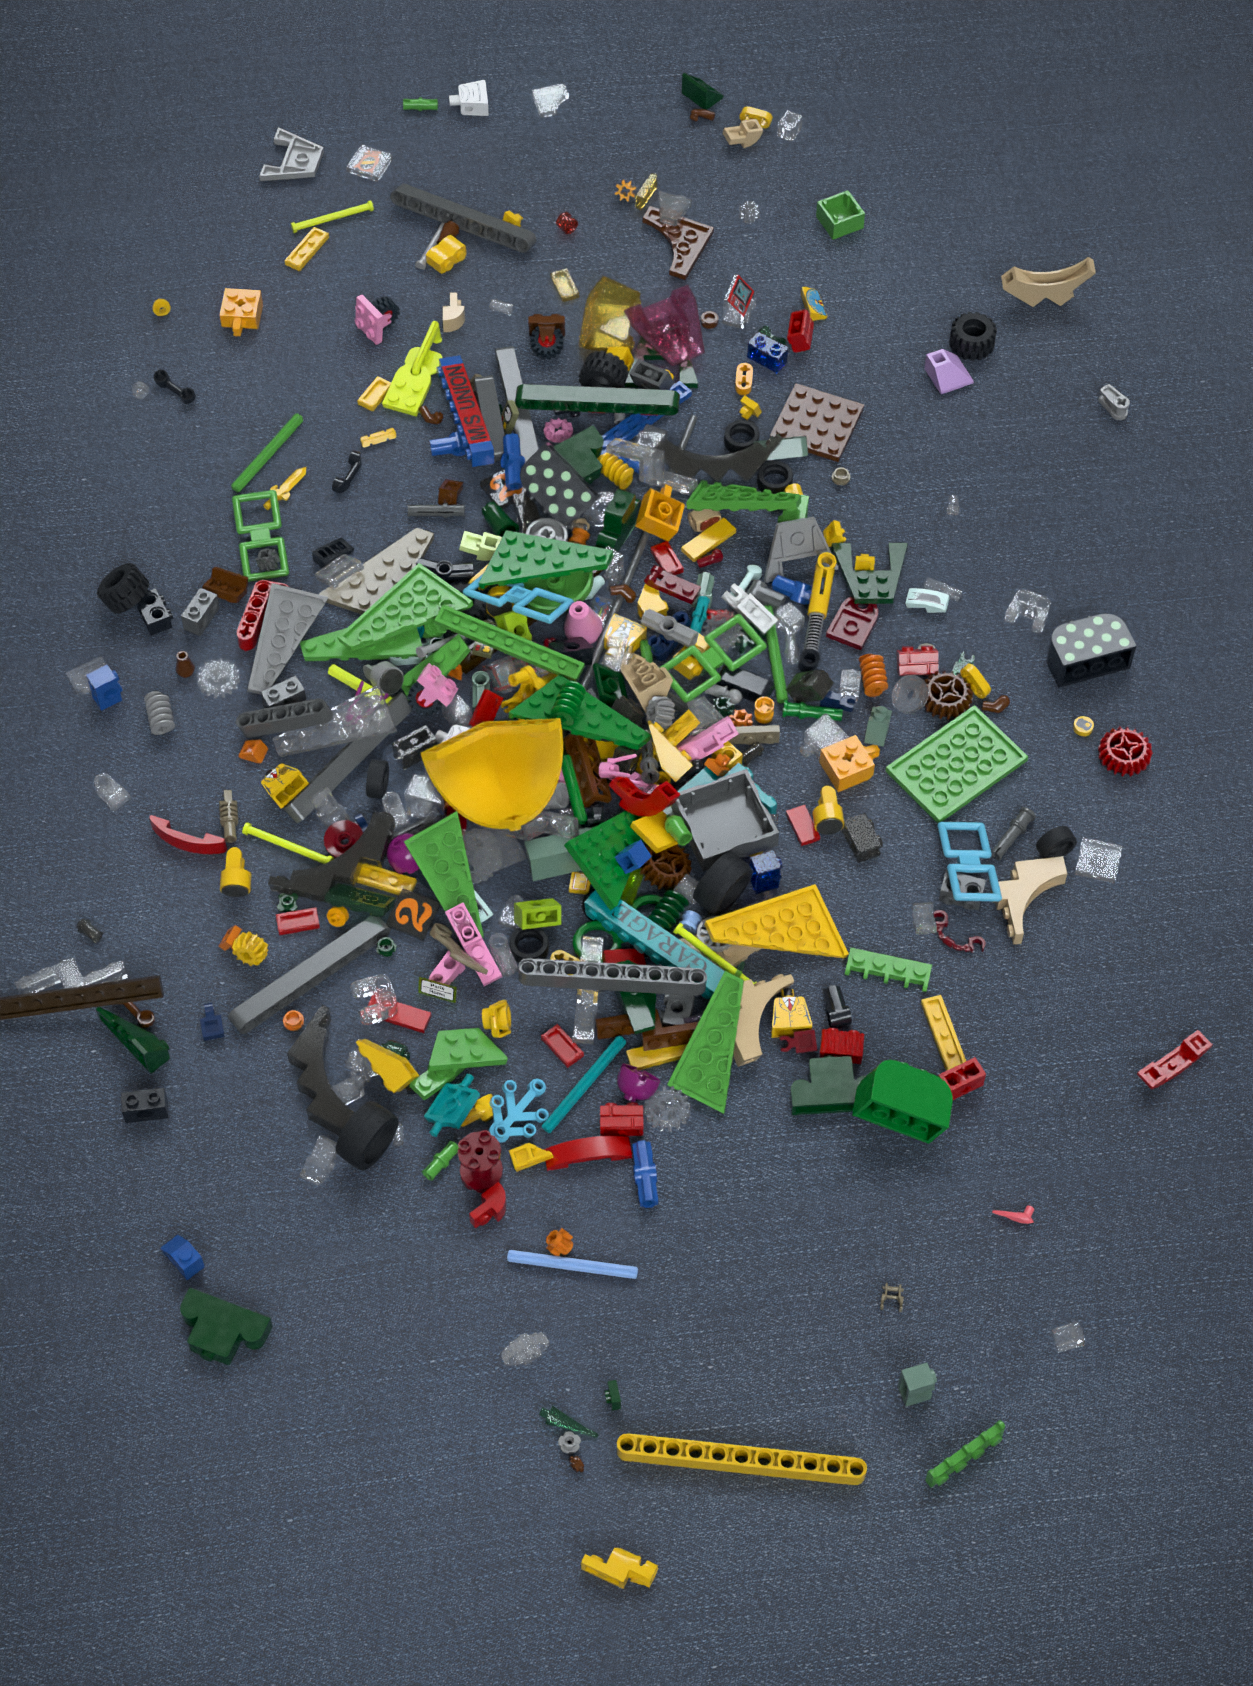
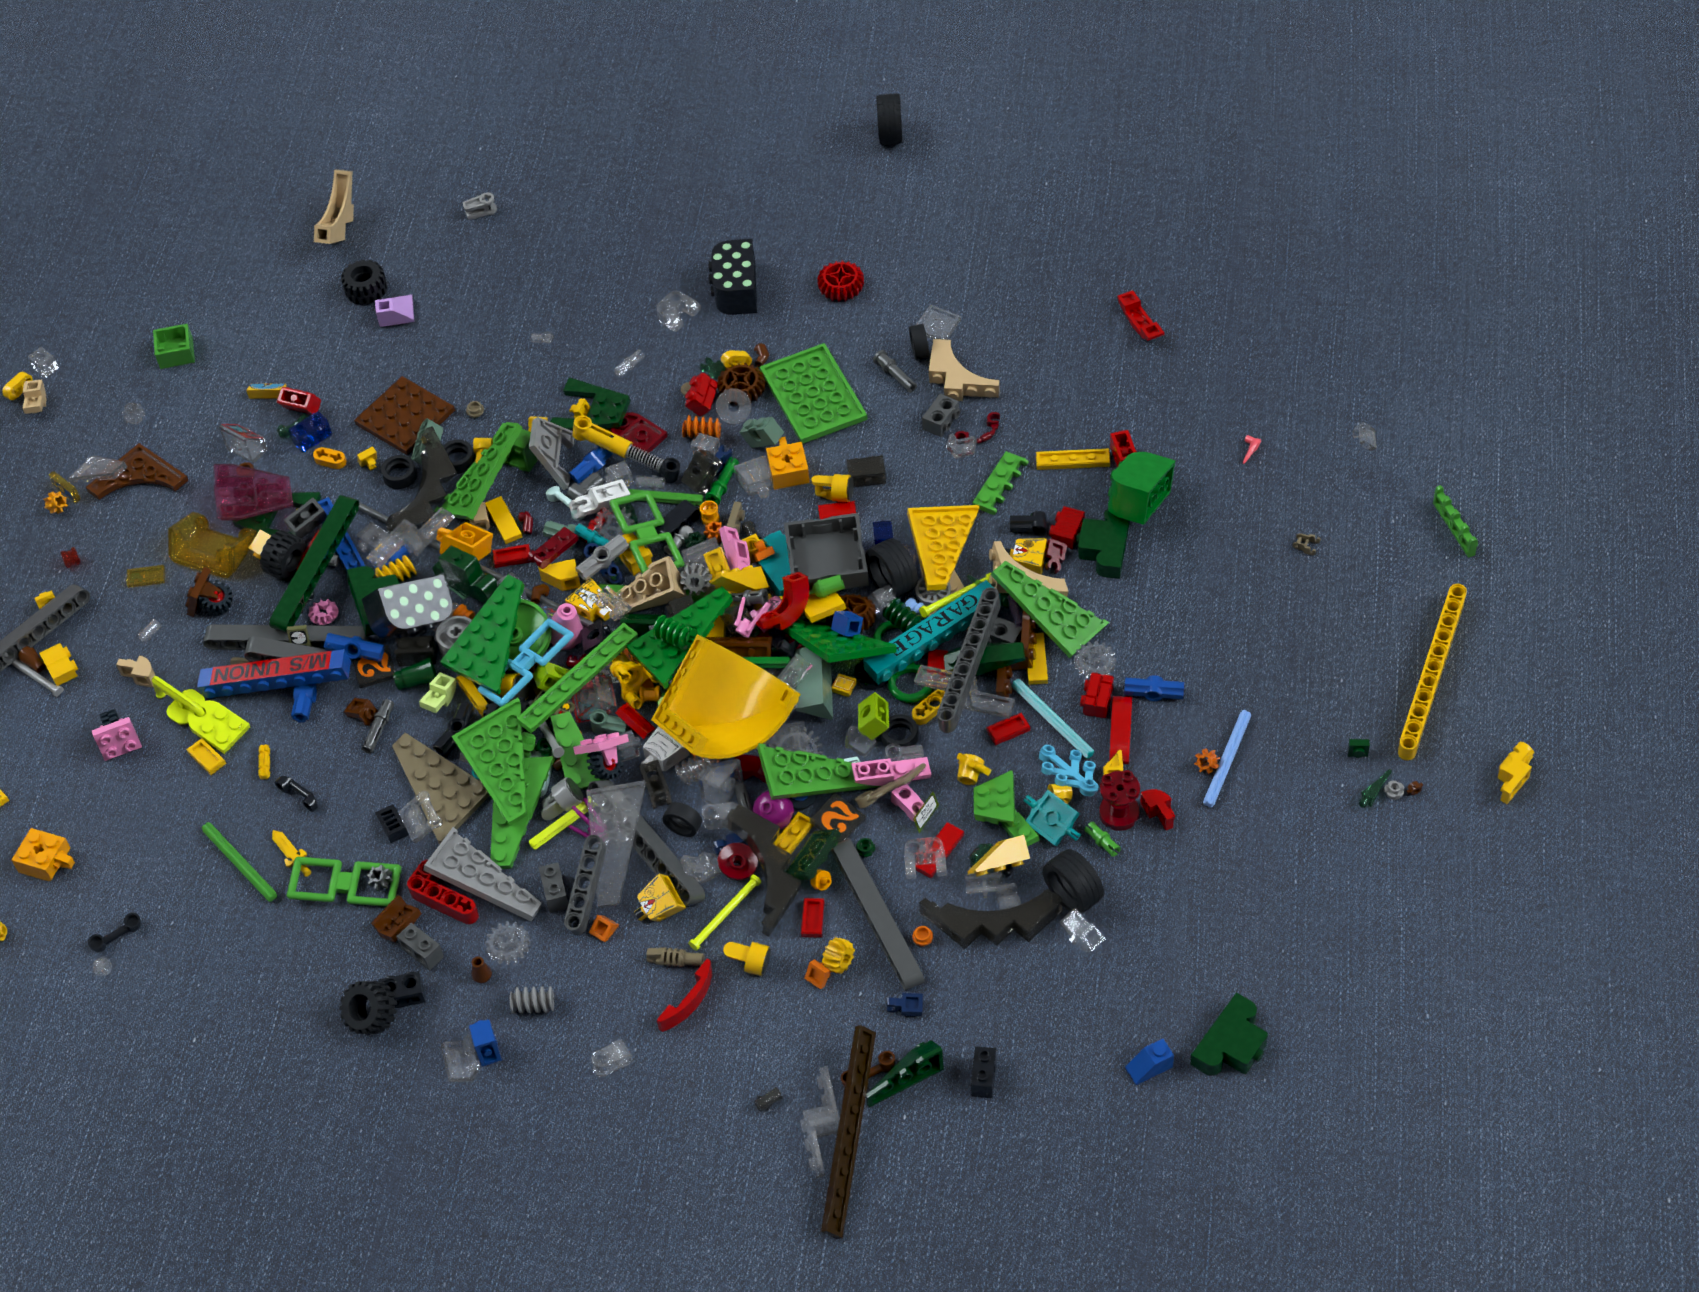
camera: 70 degrees left, 5 degrees down
(287, 907) = (790, 926): dark green plate -> none
(435, 418) = (261, 712): reddish brown arm -> none
(525, 1349) = (1308, 799): clear gear -> none
(636, 1083) = (1067, 675): magenta cylinder -> none
(916, 1384) = (1393, 537): sand green brick -> none
(929, 599) = (635, 376): light aqua slope -> none
(969, 861) = (919, 401): medium azure bar -> none
(1083, 726) = (803, 303): yellow tile -> none

